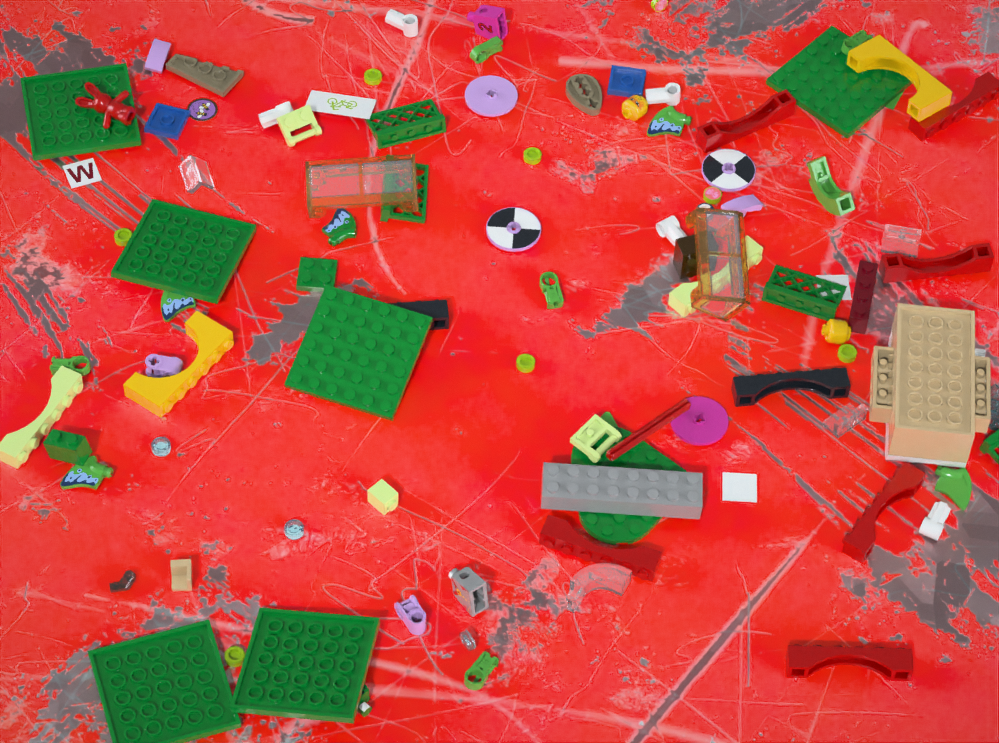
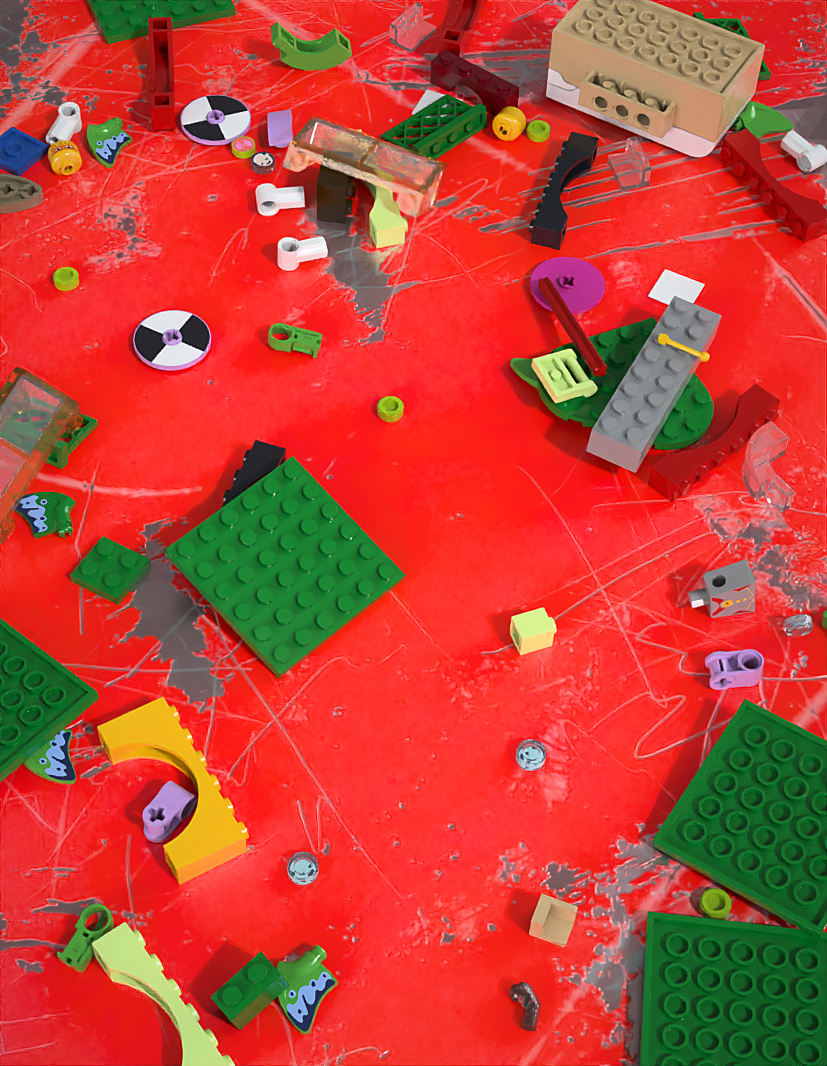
camera: 65 degrees left, 0 degrees up
(627, 260) = (293, 252): none -> white piece
(649, 476) = (664, 339): none -> yellow hinge

